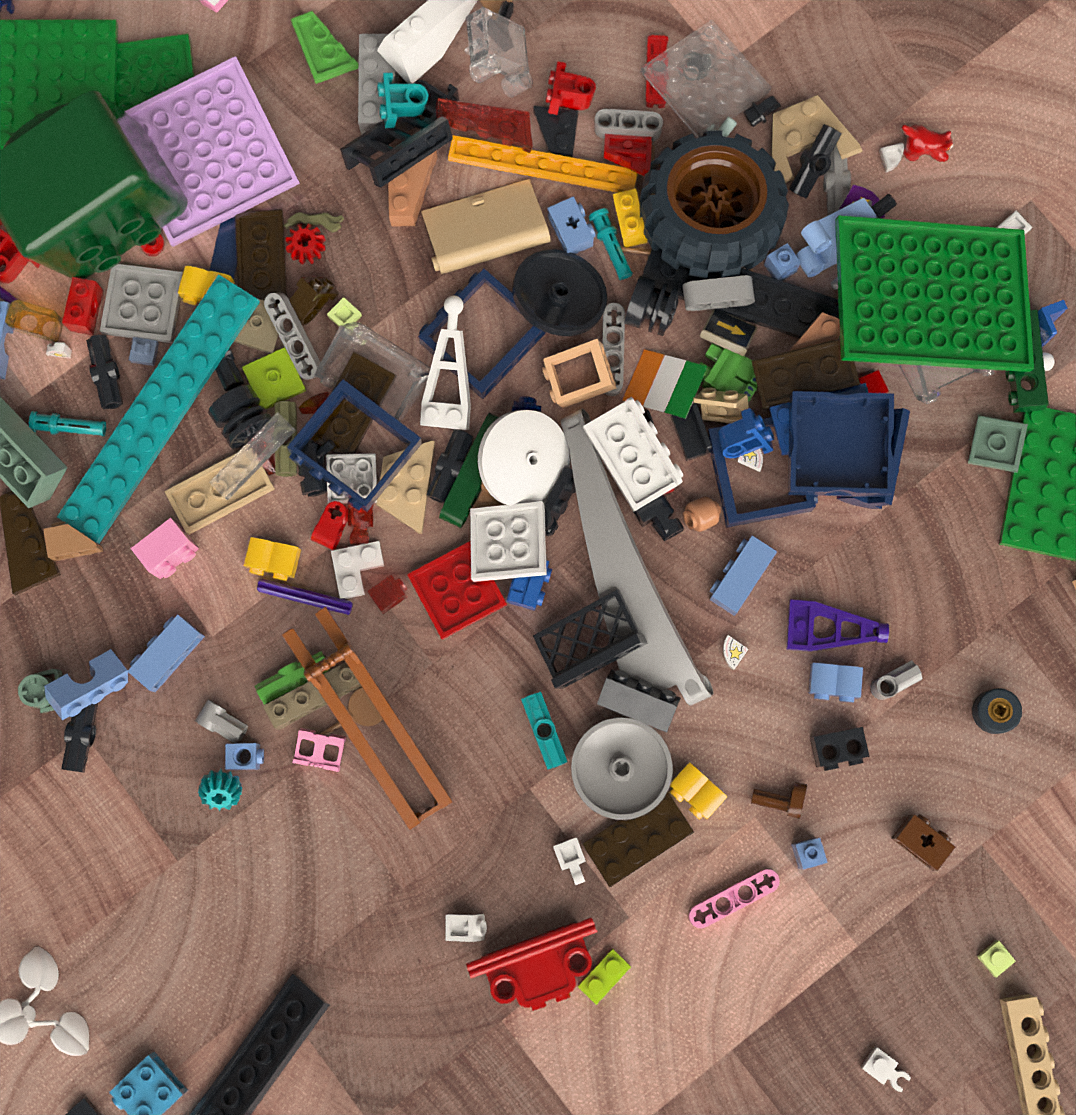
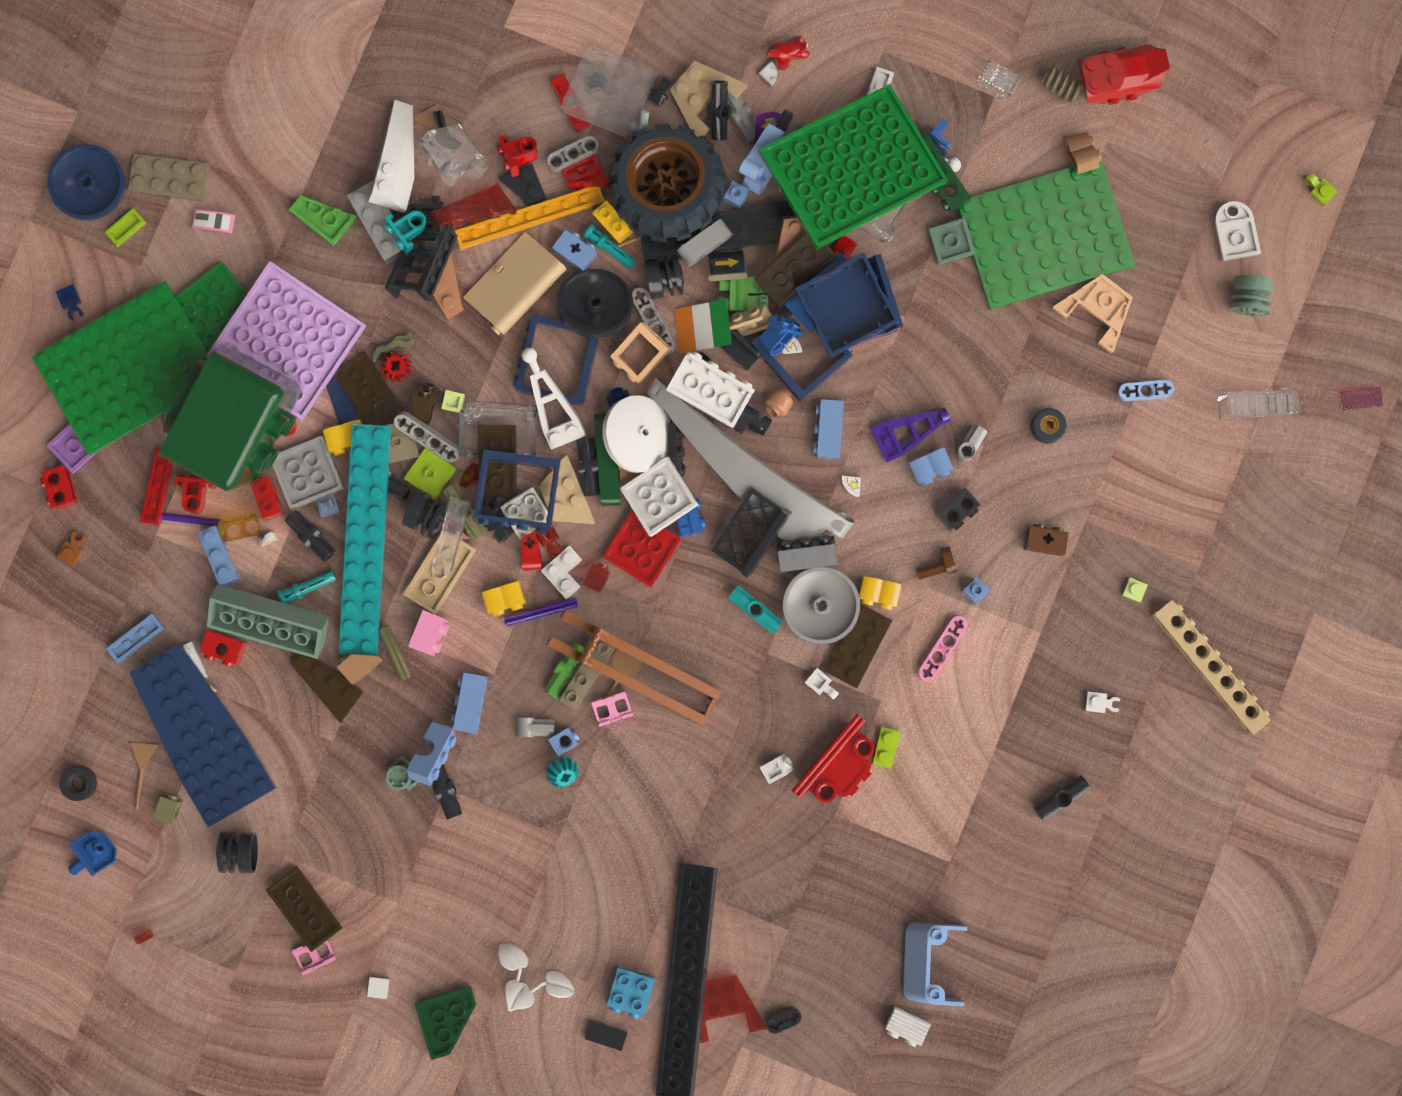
camera: 30 degrees left, 5 degrees up
(118, 551) = (394, 653): none -> olive axle

